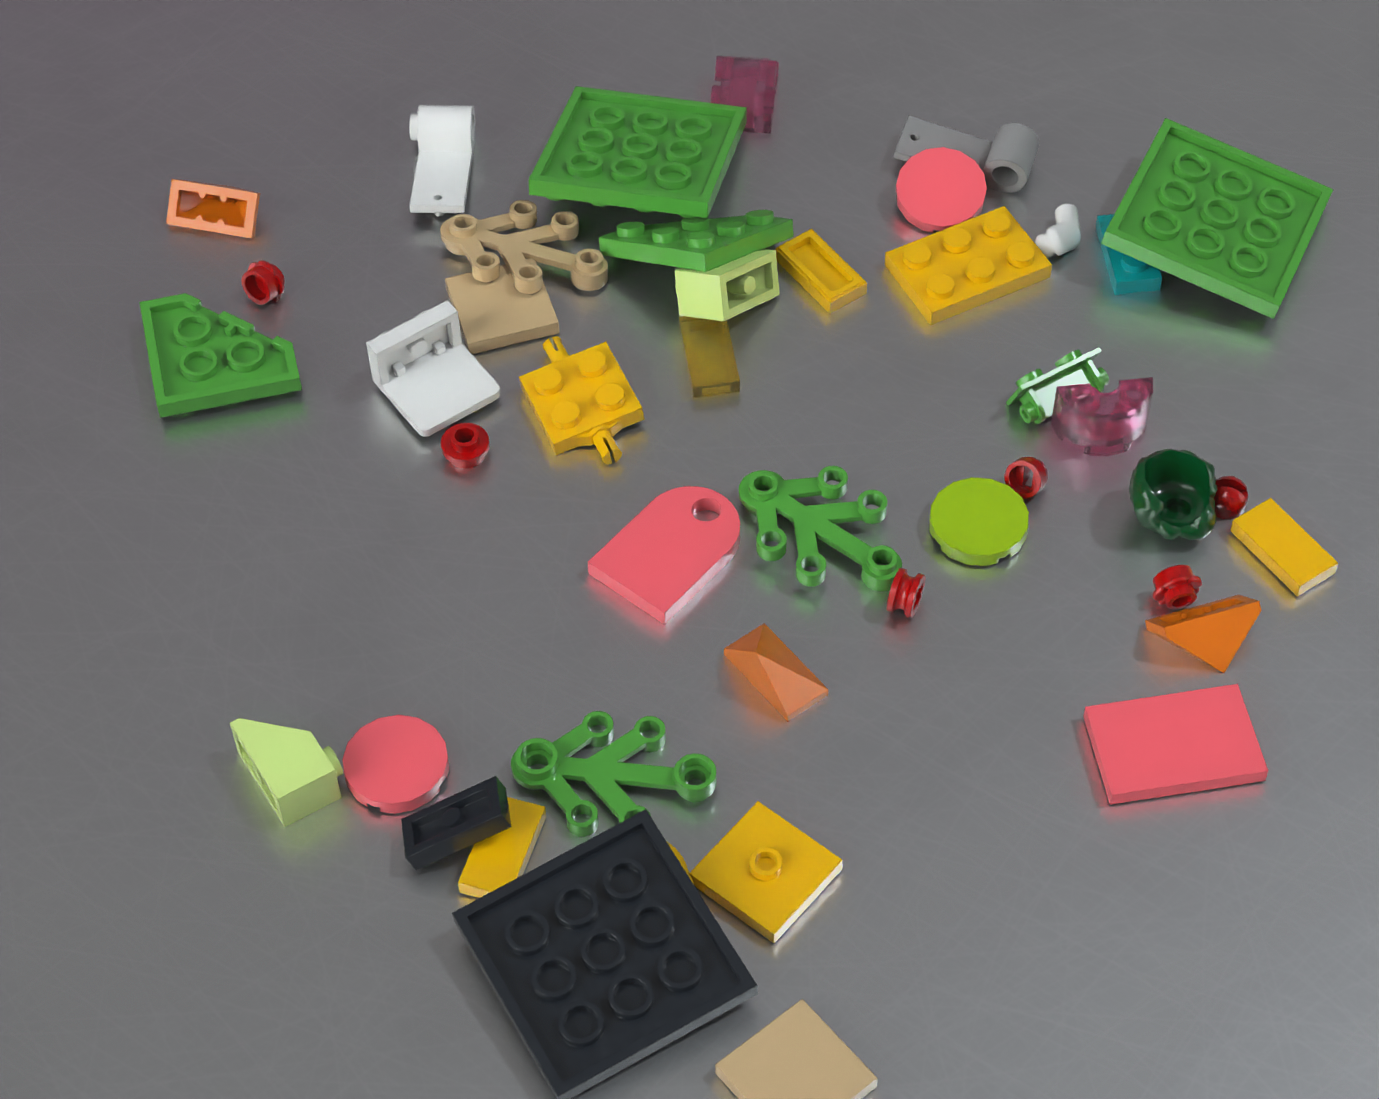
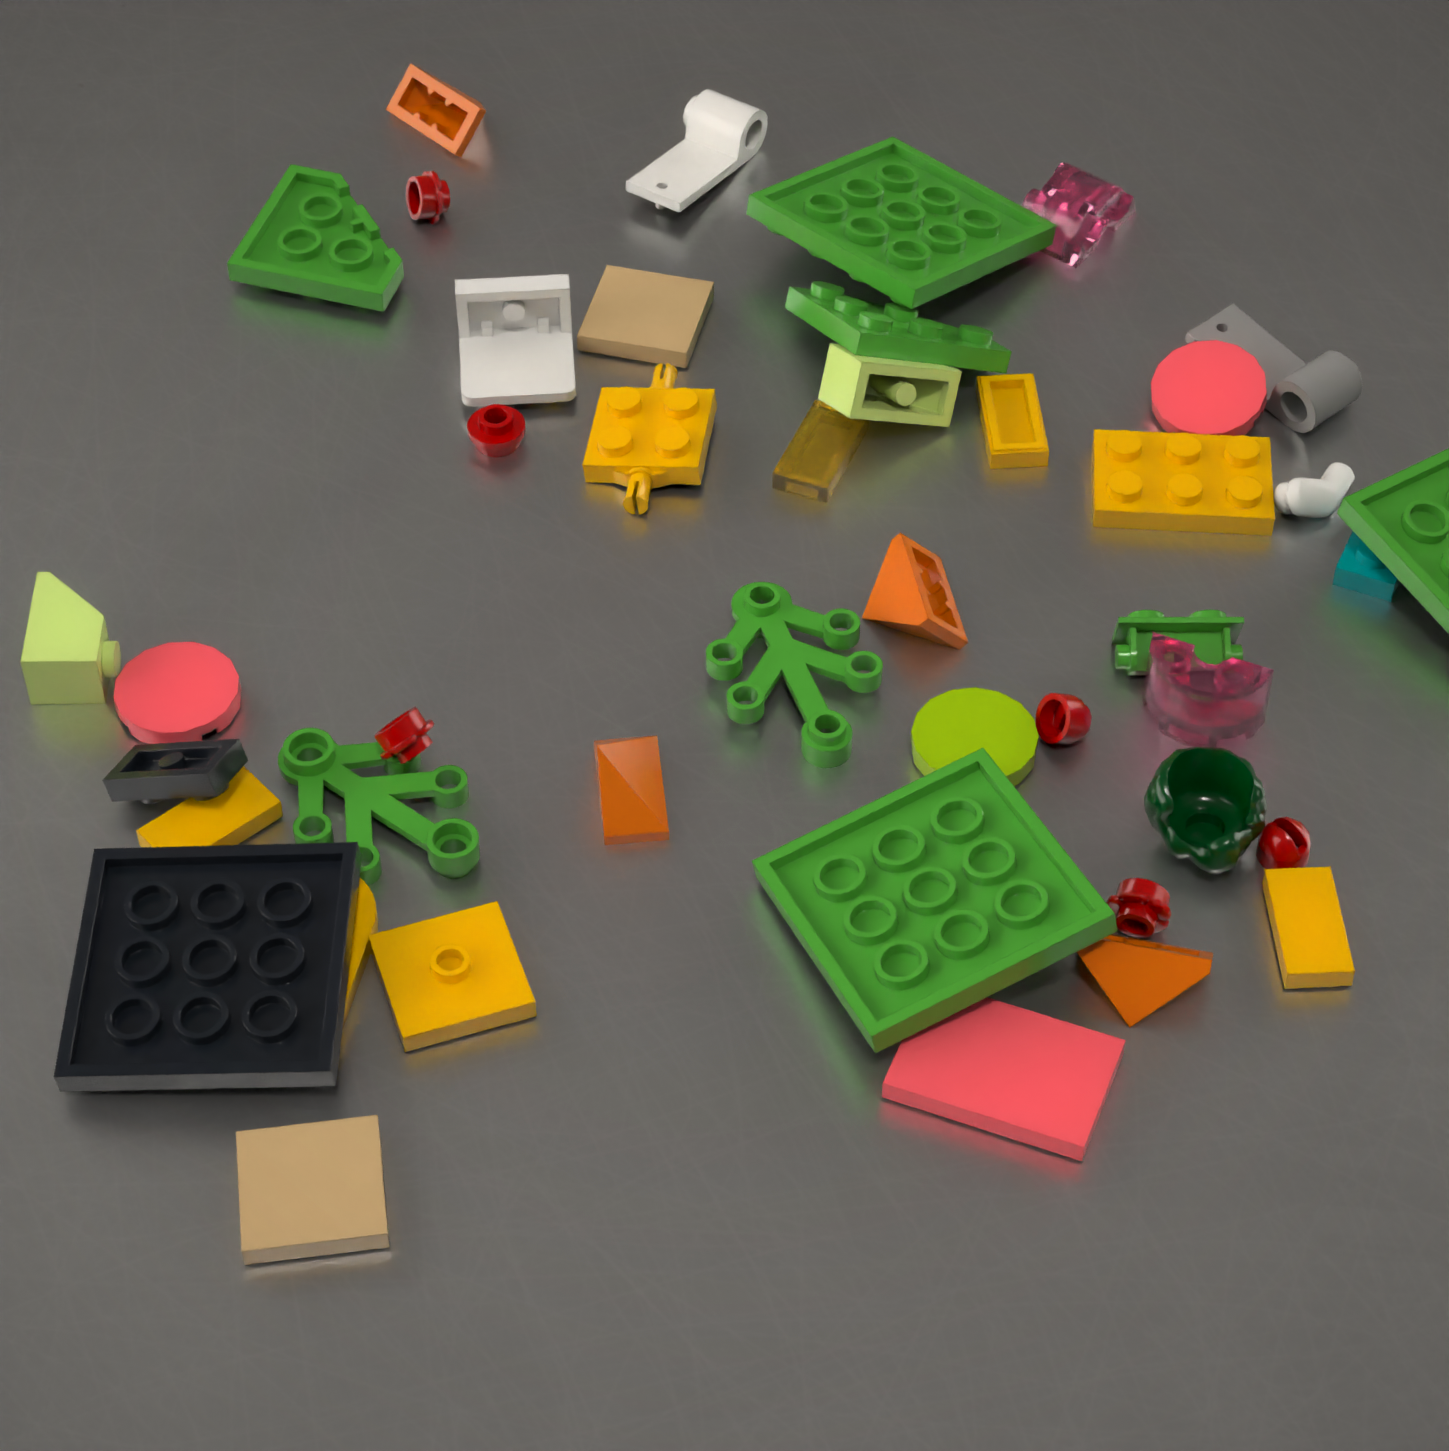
camera: 30 degrees right, 5 degrees down
(469, 235) = (667, 234): tan plant -> none
(604, 712) = (405, 736): none -> red plate
(669, 553) = (620, 621): coral tile -> none
(859, 436) = (915, 595): none -> orange slope
(906, 592) = (827, 772): red bush -> none
(1053, 649) = (932, 898): none -> bright green plate

